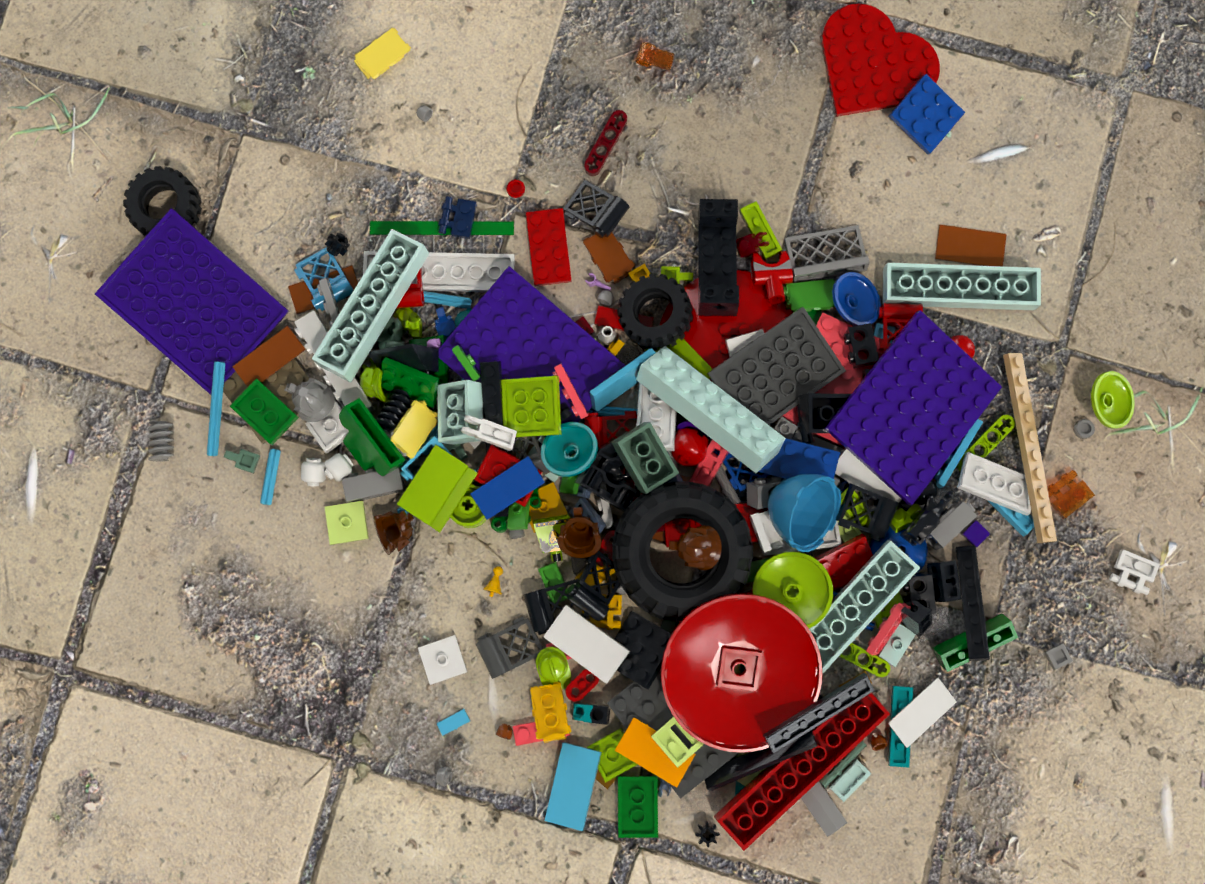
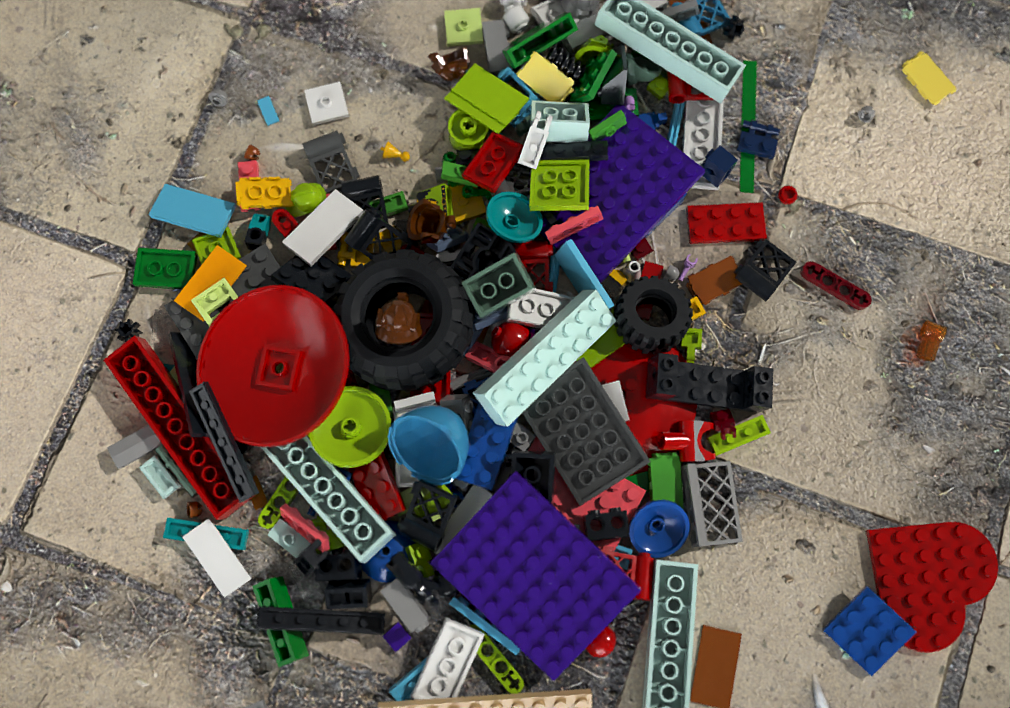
camera: 90 degrees right, 5 degrees down
(414, 327) = (647, 93): lime plate -> none
(498, 254) = (718, 165): none -> dark blue brick
(507, 487) = (481, 159): blue piece -> none

